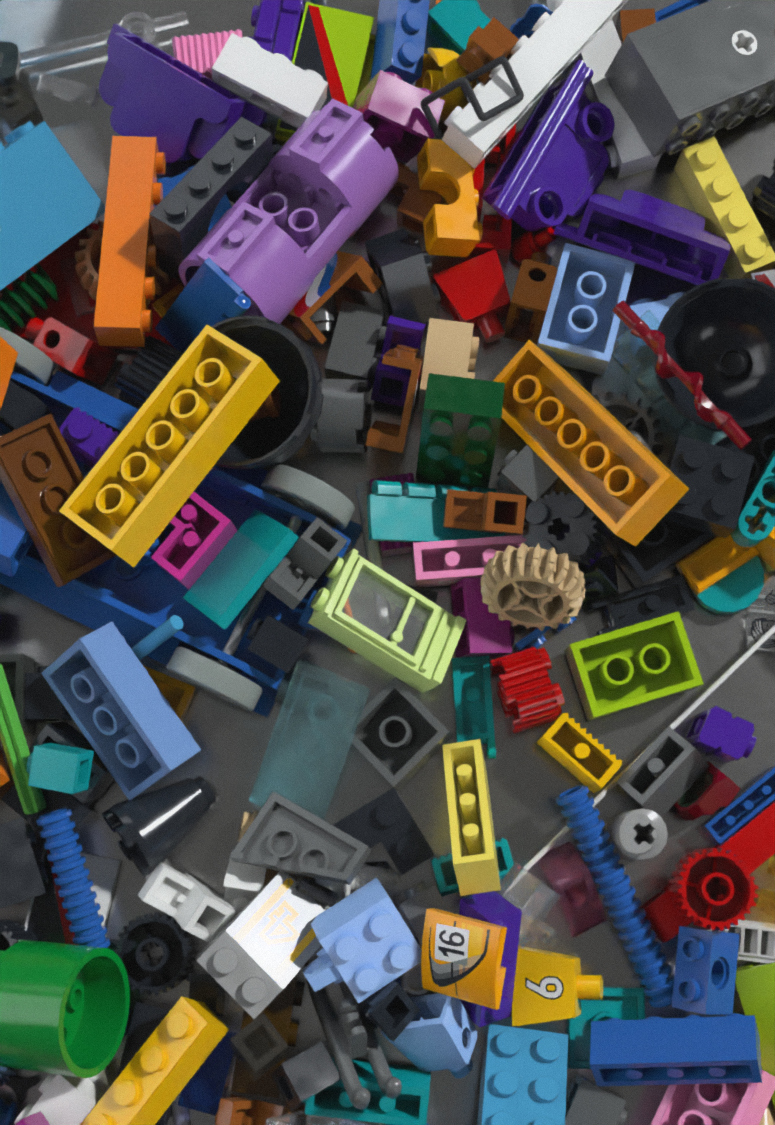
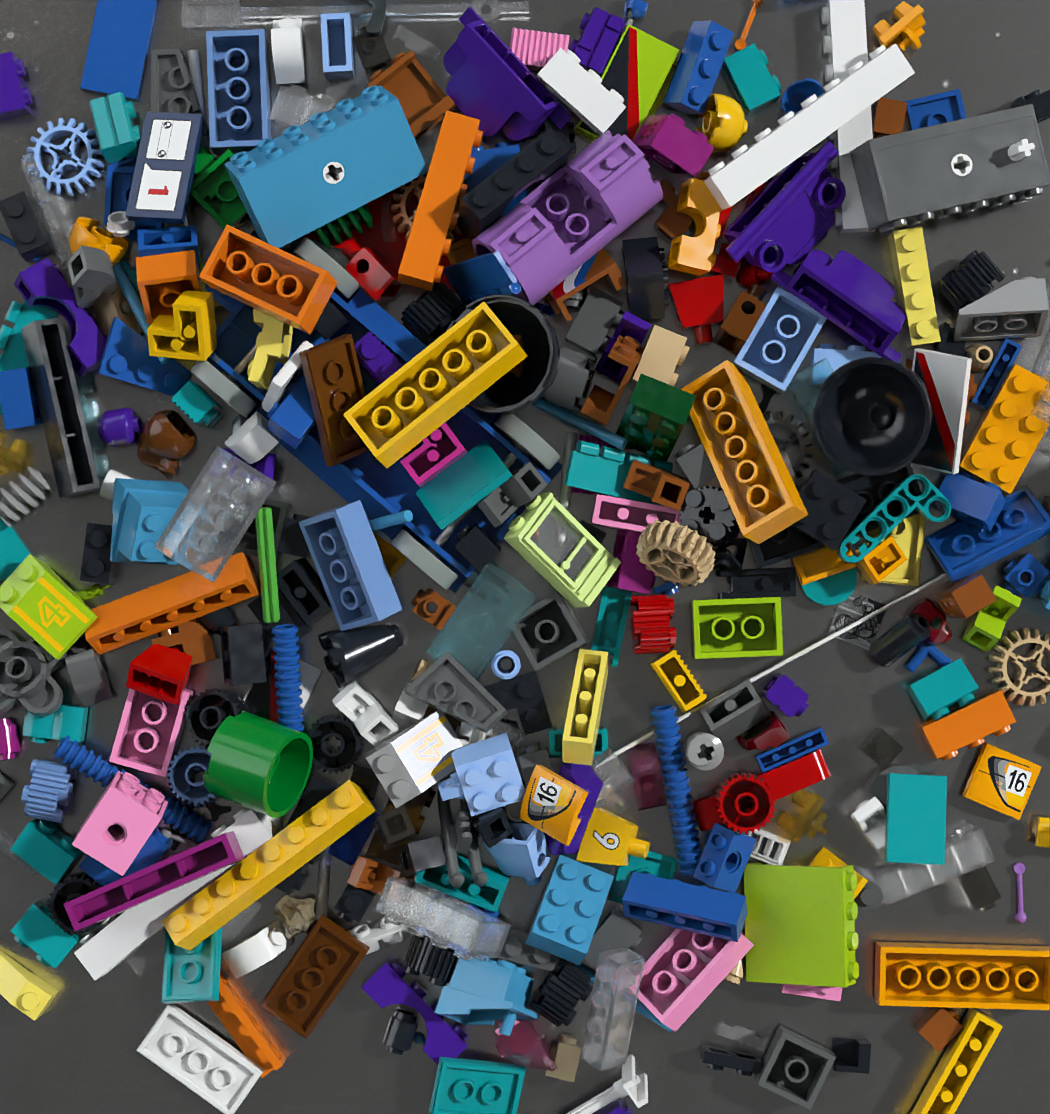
camera: 15 degrees right, 10 degrees up
(60, 768) = (297, 596): teal brick -> none
(79, 134) = (417, 92): none -> dark orange panel
(255, 749) = (444, 610): none -> dark orange brick
(316, 891) = (460, 730): black piece -> none
(348, 778) = (499, 671): none -> light blue brick
(364, 463) = (581, 423): none -> dark azure piece
(463, 82) = (734, 134): black piece -> none
(485, 46) = (760, 113): dark orange brick -> none
(668, 368) = (837, 427): dark red piece -> none

